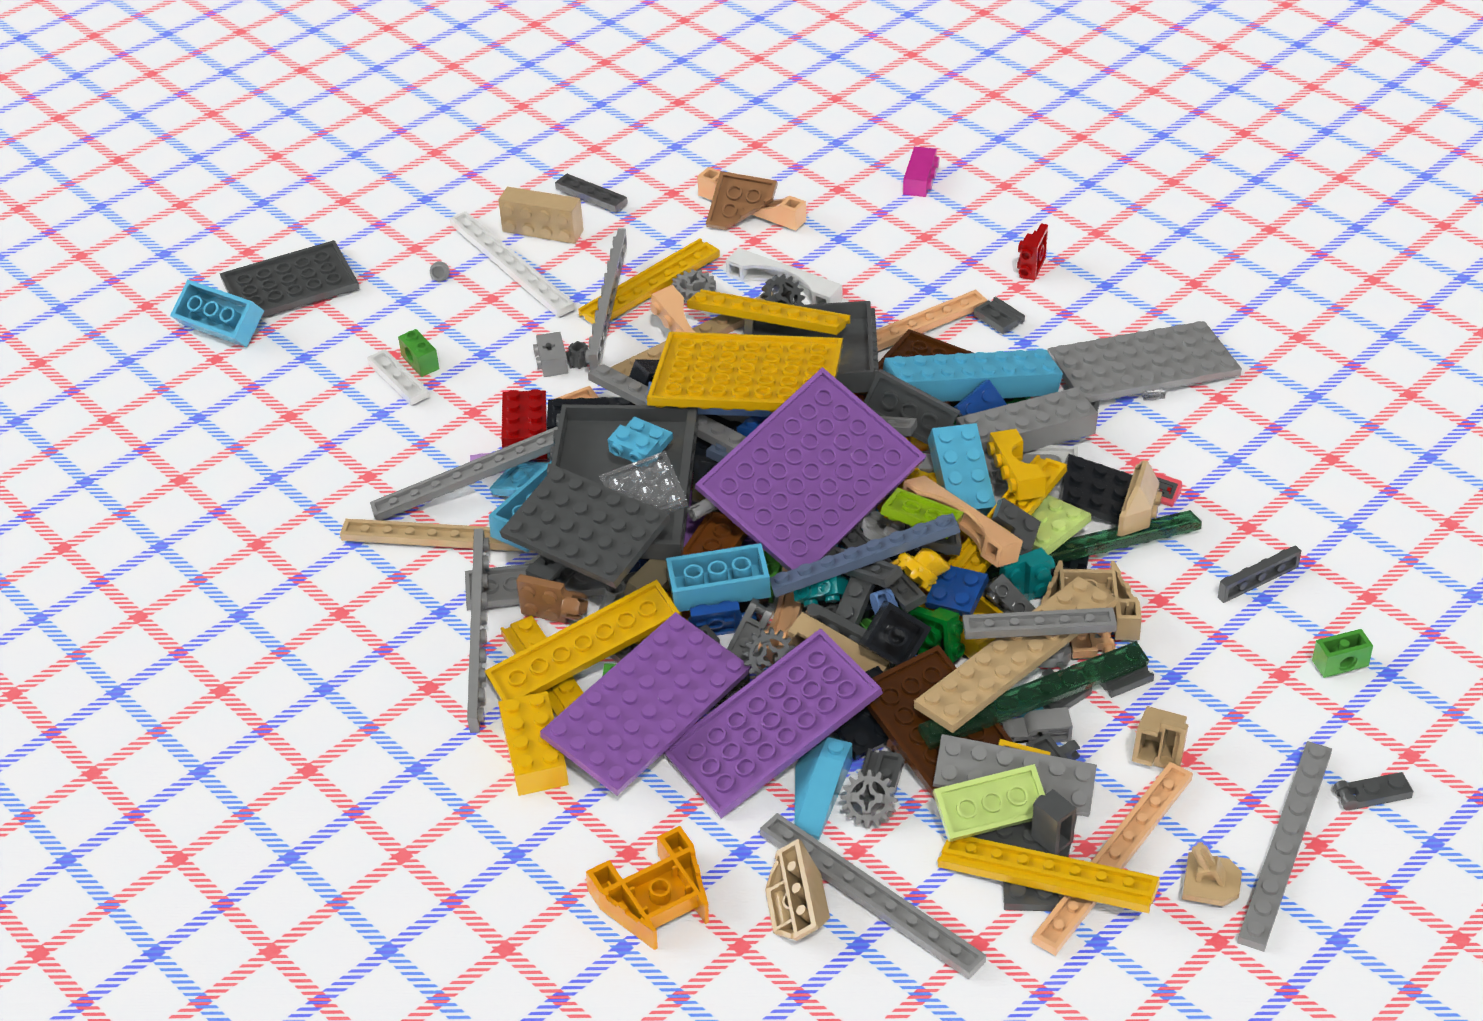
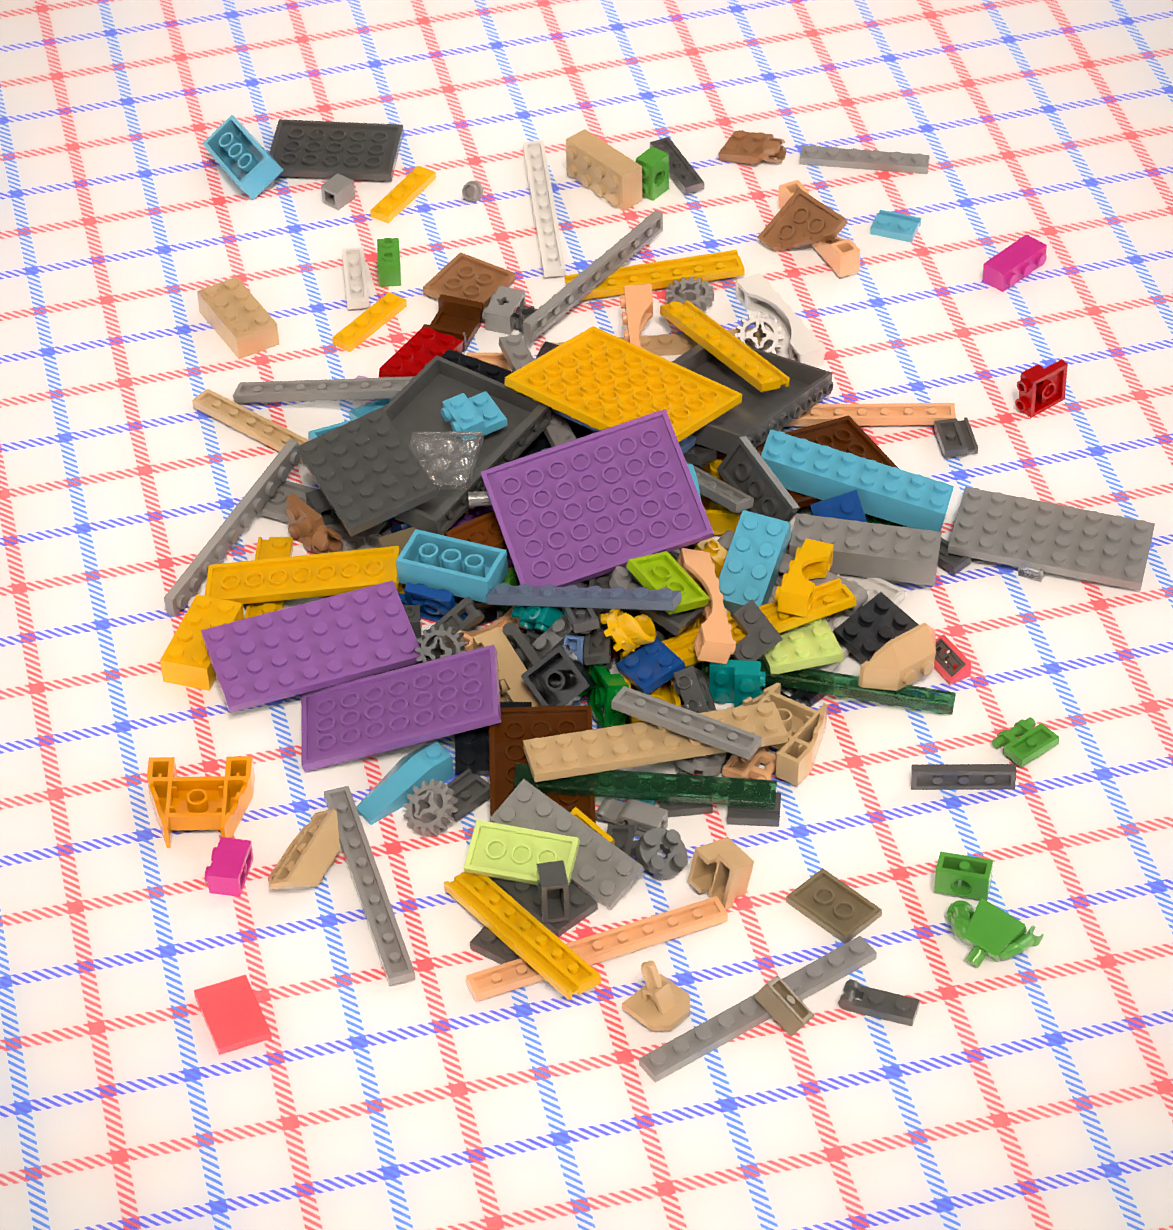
camera: 30 degrees right, 0 degrees up
(322, 312) = (338, 191): none -> light grey brick
(322, 448) = (238, 317): none -> tan brick
(378, 295) = (403, 194): none -> yellow plate
(439, 408) = (369, 322): none -> yellow plate
(501, 345) = (469, 279): none -> medium nougat plate
(514, 374) = (458, 318): none -> reddish brown panel
(586, 192) = (654, 172): none -> bright green brick
(640, 159) = (753, 148): none -> medium nougat plate
(732, 138) = (864, 159): none -> light grey plate
(735, 939) = (229, 866): none -> dark pink brick
(802, 177) = (895, 226): none -> medium azure plate
(1091, 734) = (669, 842): none -> plate
(1260, 726) = (834, 906): none -> dark tan tile
(1281, 528) = (1030, 744): none -> bright green plate
(1311, 830) = (784, 1005): none -> dark tan slope
(1402, 688) = (990, 931): none -> bright green torso

